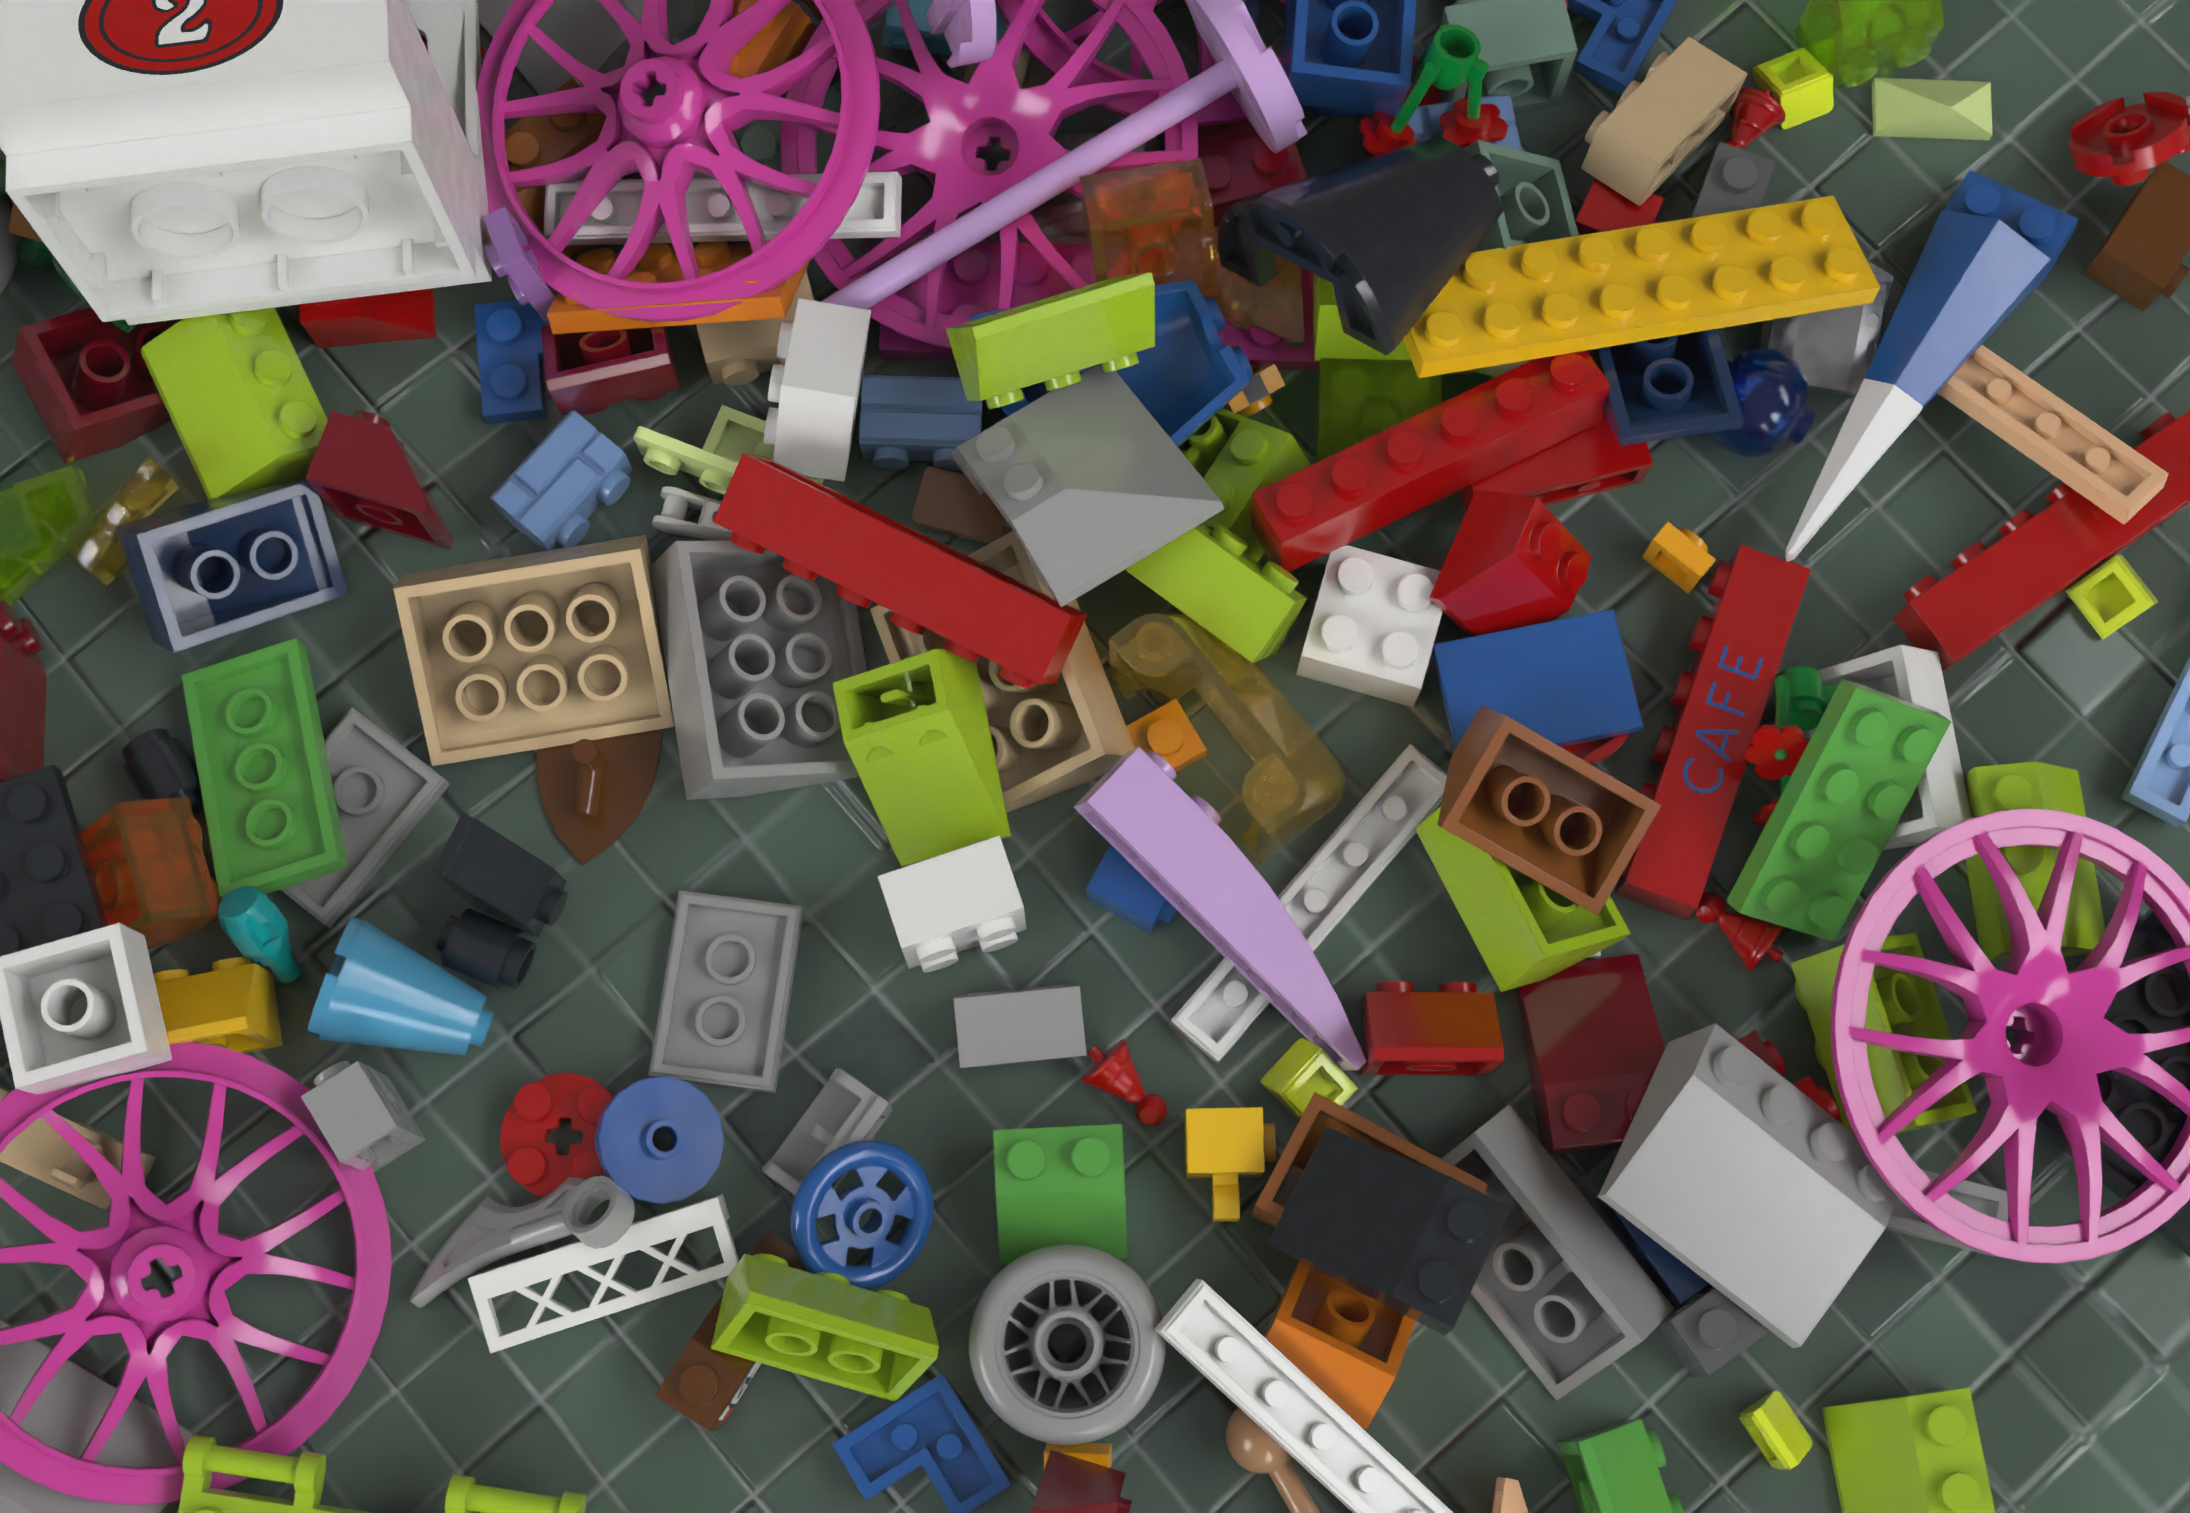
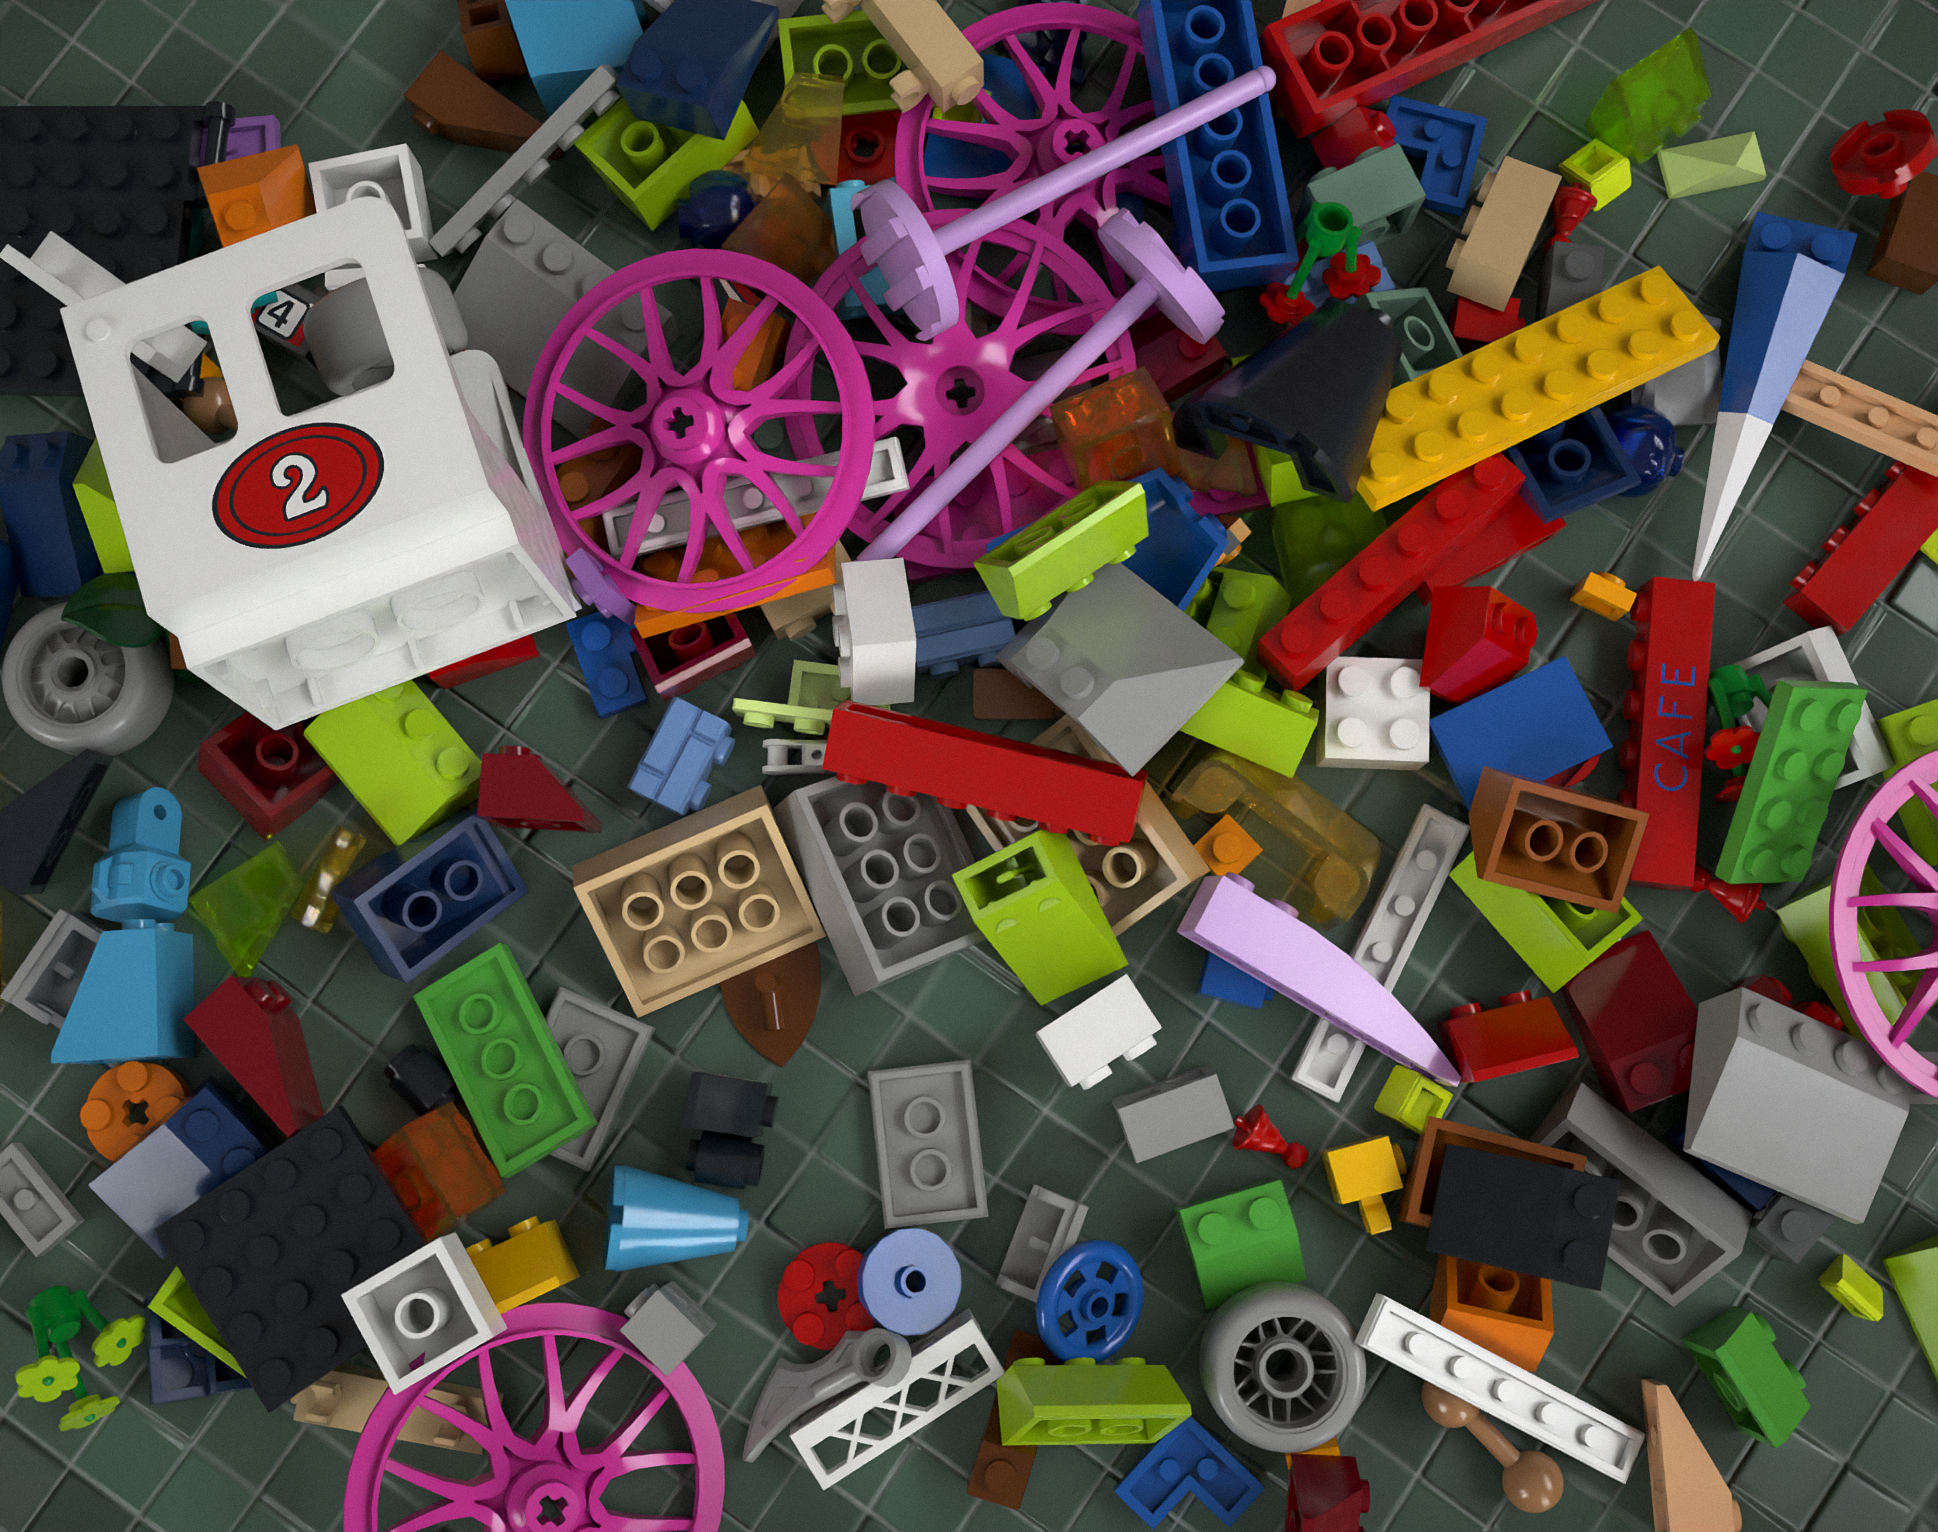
camera: 10 degrees left, 5 degrees up
(258, 931) = (539, 1194): teal piece -> none

